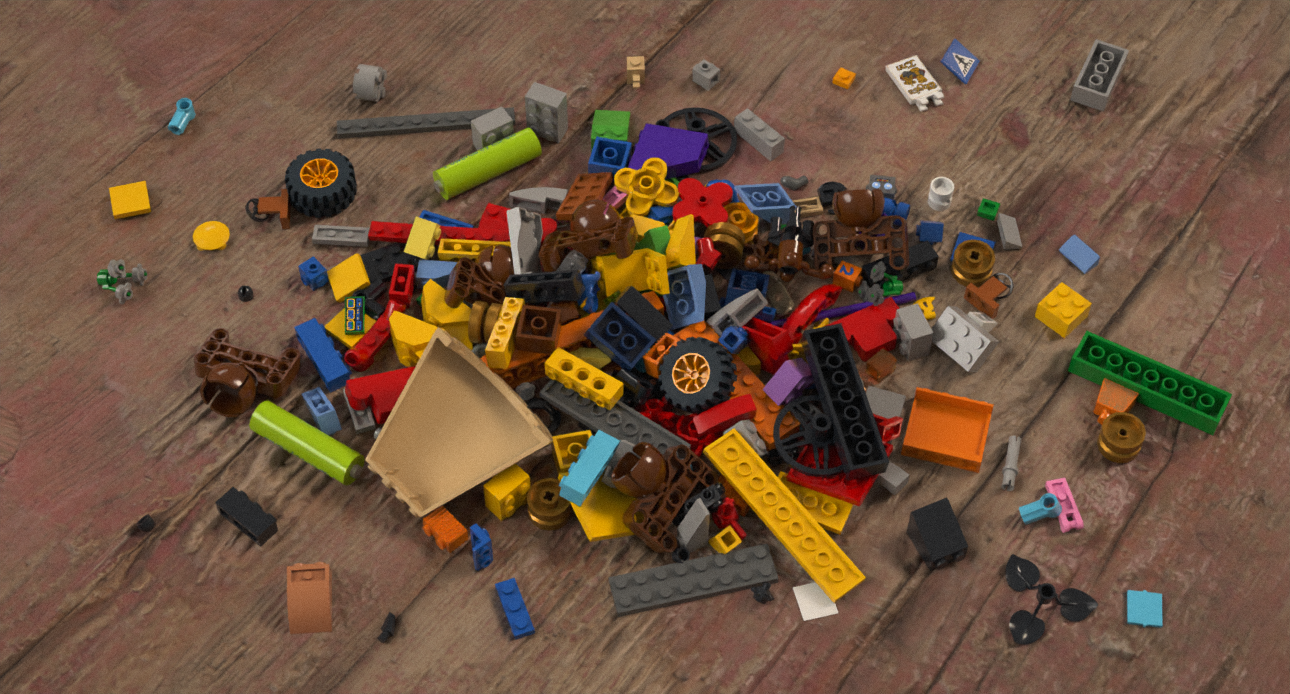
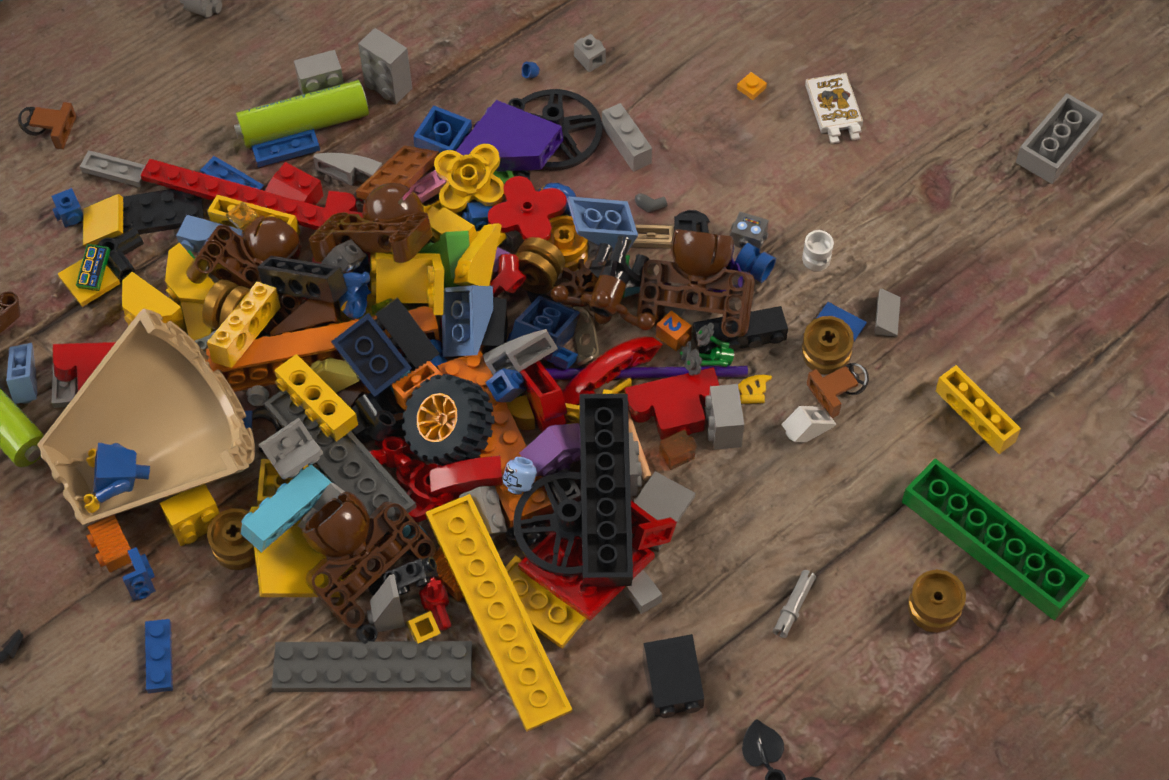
camera: 15 degrees right, 5 degrees up
(321, 183) = (109, 102): black wheel -> none
(322, 354) = (45, 305): blue brick -> none
(363, 354) = (90, 315): red plate -> none
(402, 283) = (157, 242): red brick -> none
(411, 123) = (243, 50): dark grey plate -> none
(422, 238) = (195, 191): light yellow brick -> none
(434, 470) = (113, 473): none -> blue torso
(469, 250) = (241, 215): none -> clear yellow tile
(480, 193) = (286, 148): none -> blue plate
(525, 240) = (303, 214): light grey piece -> none
(538, 329) = (280, 328): reddish brown brick -> none
(578, 422) = (291, 449): none -> light grey bracket
(610, 125) = (460, 95): bright green slope -> none
(635, 71) = (509, 33): tan brick -> none
(661, 96) = (530, 70): none -> blue hinge
(762, 593) = (445, 701): black plant -> none
(770, 405) = (519, 475): none -> light blue head
(813, 602) = (504, 725): white sticker -> none
(930, 231) = (789, 295): blue brick -> none
(947, 429) = (731, 546): orange panel -> none
(960, 61) = (895, 90): piece -> none
(963, 339) = (782, 437): light grey brick -> none
(988, 209) = (870, 280): green plate -> none
(1038, 509) = (806, 670): medium azure piece -> none
(1063, 310) = (919, 424): yellow brick -> none
(1069, 509) = (841, 669): bright pink plate -> none
(1080, 254) = (962, 354): medium blue slope -> none
(1104, 289) = (977, 409): none -> yellow brick
(1113, 399) = (944, 551): orange torso -> none

